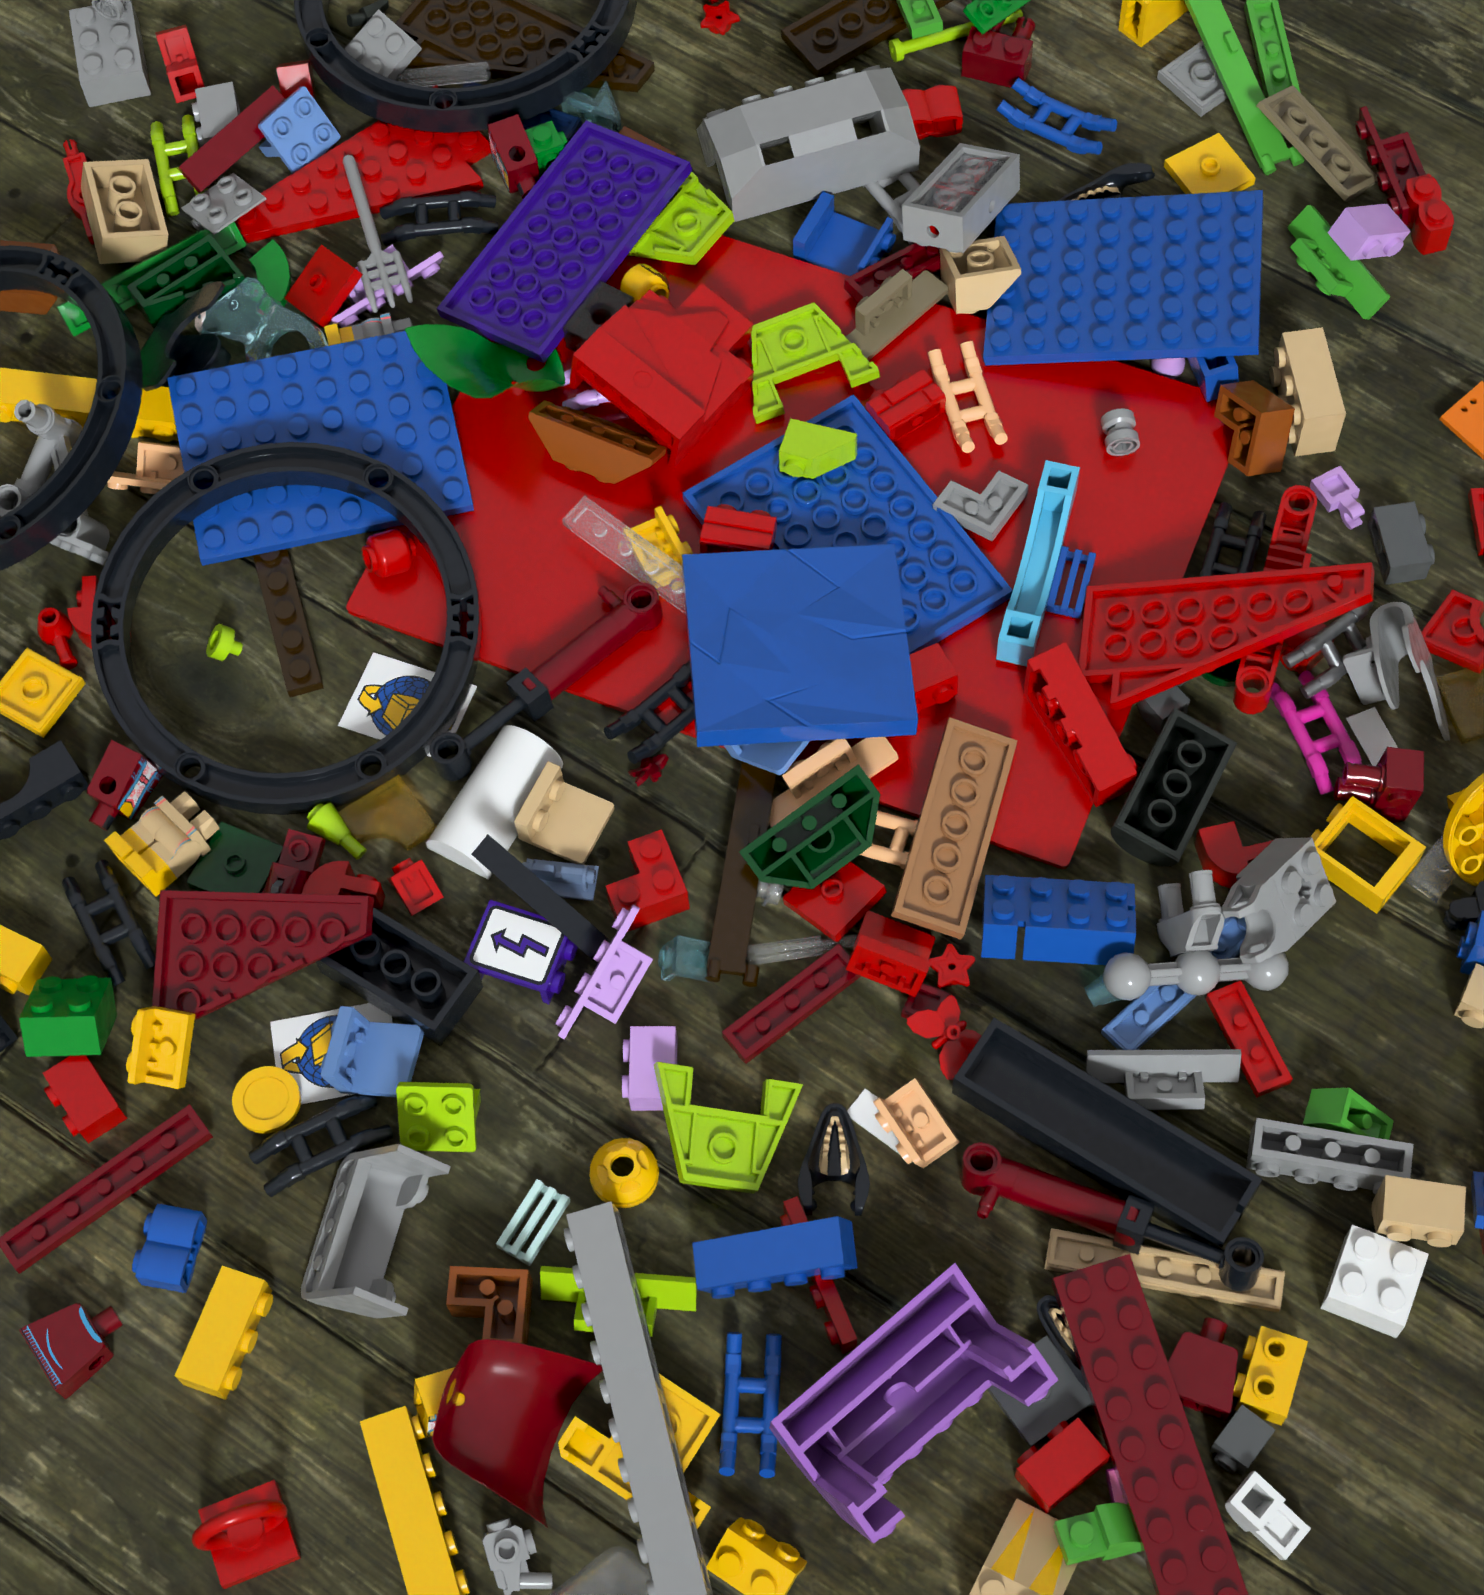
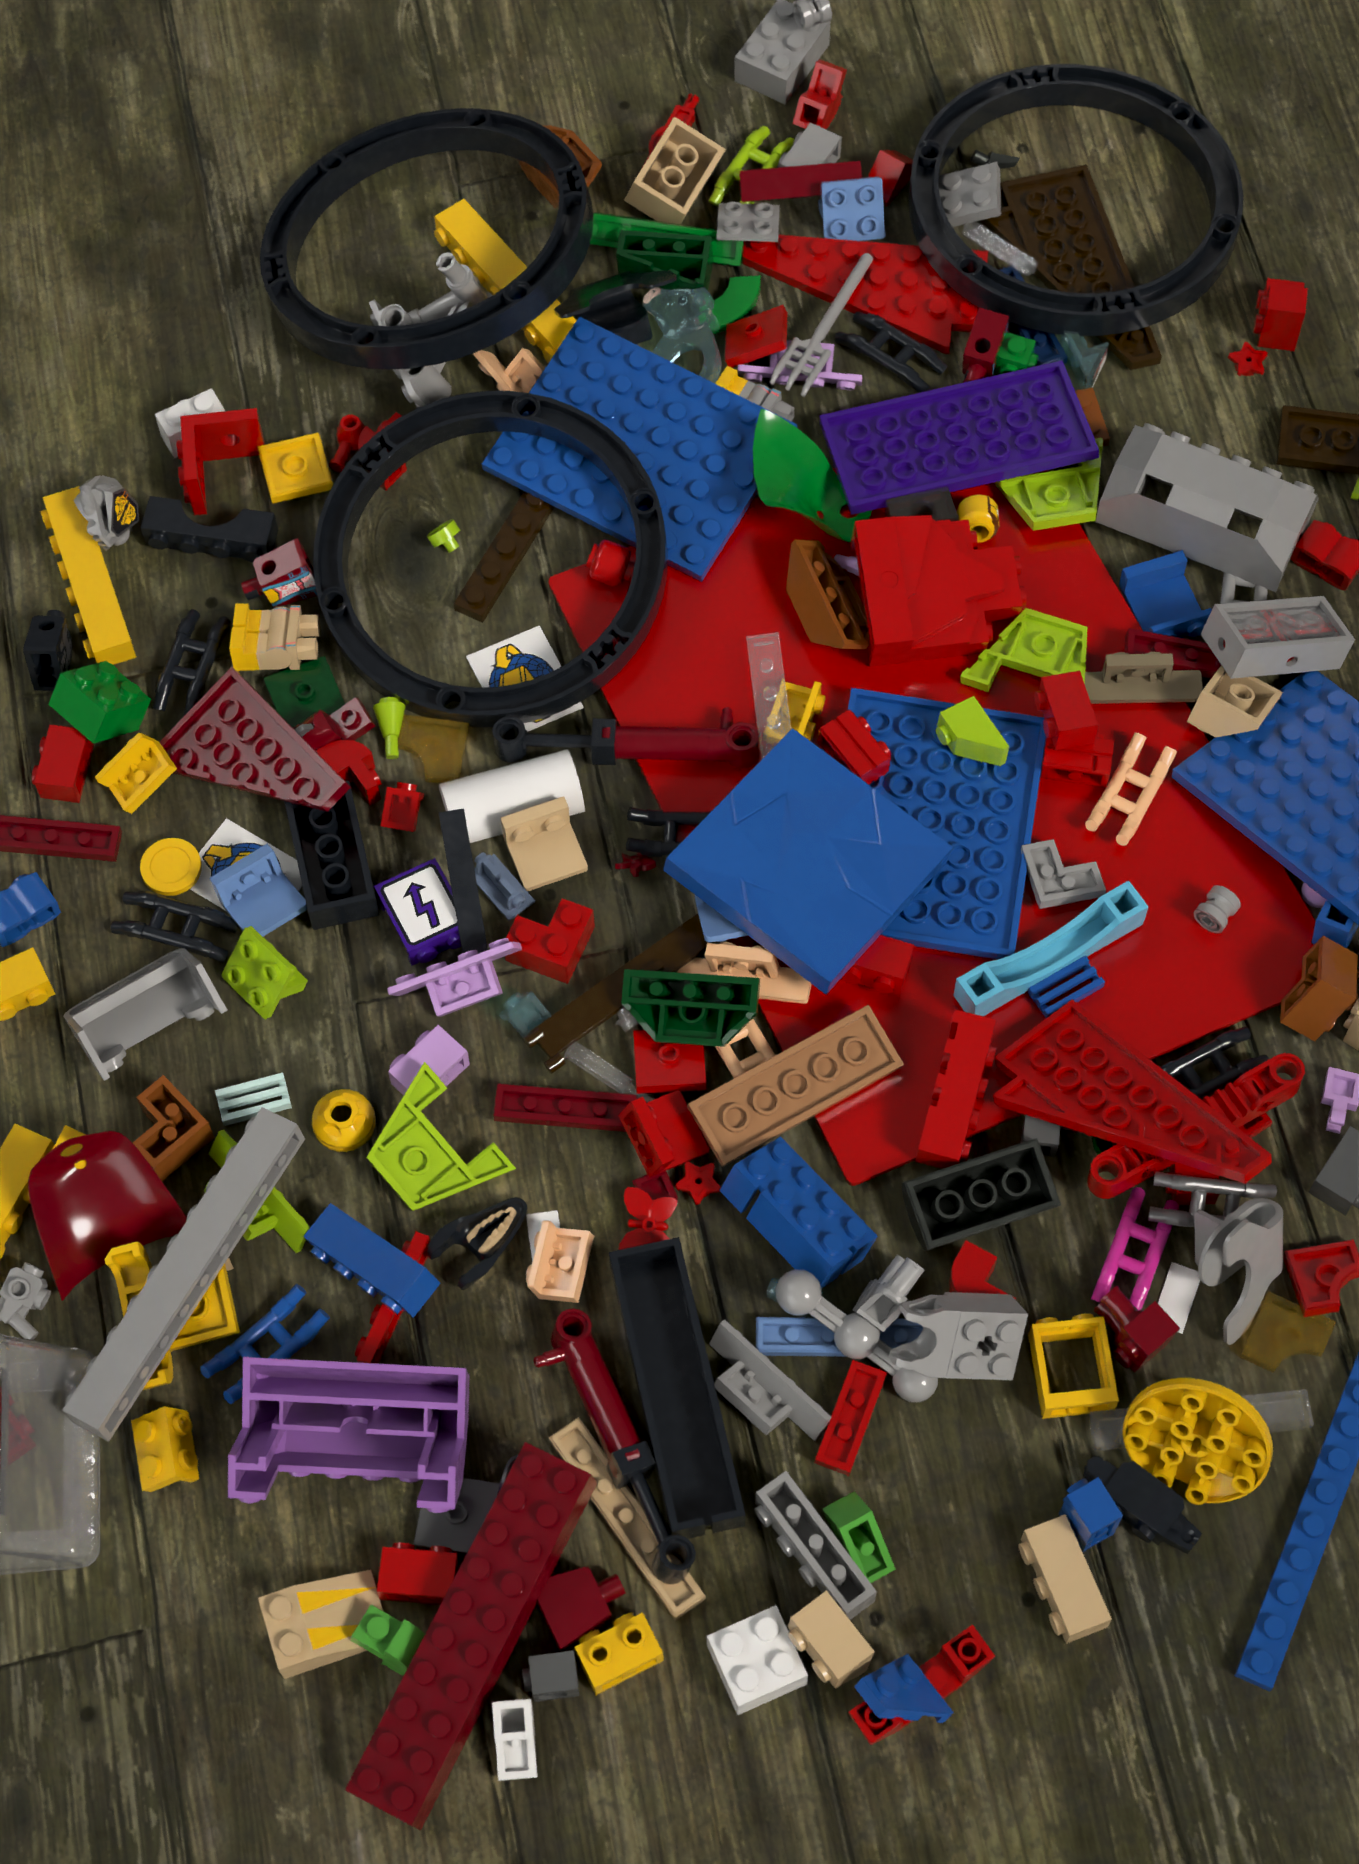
camera: 40 degrees right, 0 degrees up
(870, 372) = (1066, 710): none -> red brick

